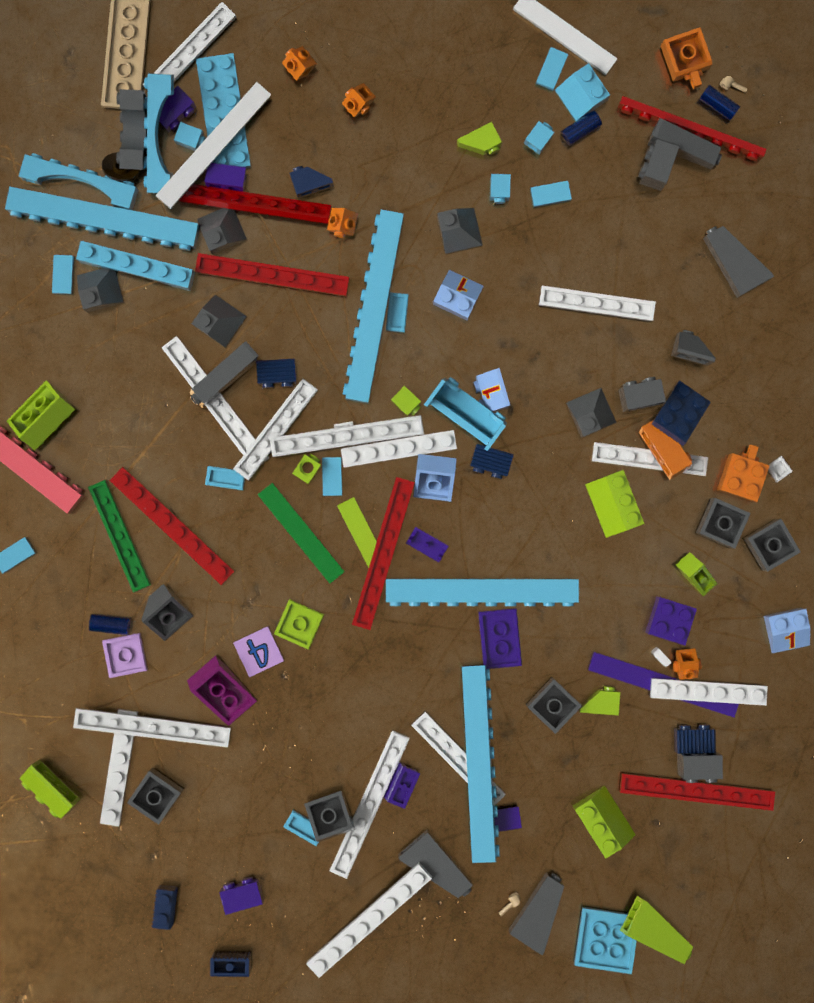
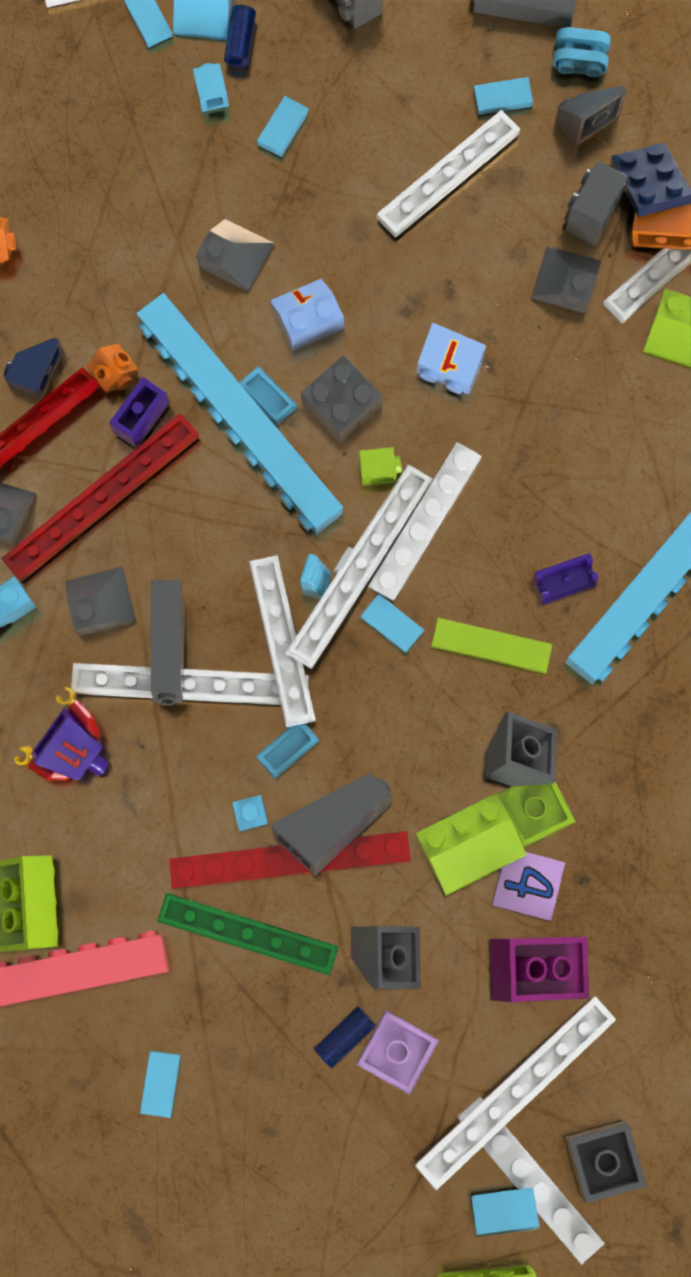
camera: 45 degrees left, 10 degrees down
(92, 767) = (505, 1212): none -> medium azure panel
(133, 370) = (68, 745): none -> dark purple torso
(178, 487) = (250, 813): none -> medium azure plate
(206, 532) = (332, 822): none -> dark grey slope
(252, 608) = (471, 844): none -> lime slope
(276, 372) = (216, 584): dark blue brick -> none
(301, 533) = (423, 714): green tile -> none
(307, 477) = (359, 655): lime brick -> none
(320, 419) = (314, 577): none -> medium azure slope
(320, 595) = (522, 752): none -> dark grey slope
(330, 256) = (139, 412): none -> dark purple brick
(383, 553) = (535, 637): red plate -> none
(425, 352) = (341, 399): none -> dark grey brick
(434, 477) = (494, 506): light blue slope -> none
(467, 411) = (455, 404): medium azure windscreen -> none
(481, 140) = (158, 148): lime slope -> none
(492, 461) = (529, 428): dark blue brick -> none
(500, 188) = (228, 171): medium azure brick -> none
(666, 295) = (503, 96): none -> medium azure tile
(724, 327) = (581, 51): none -> medium azure brick

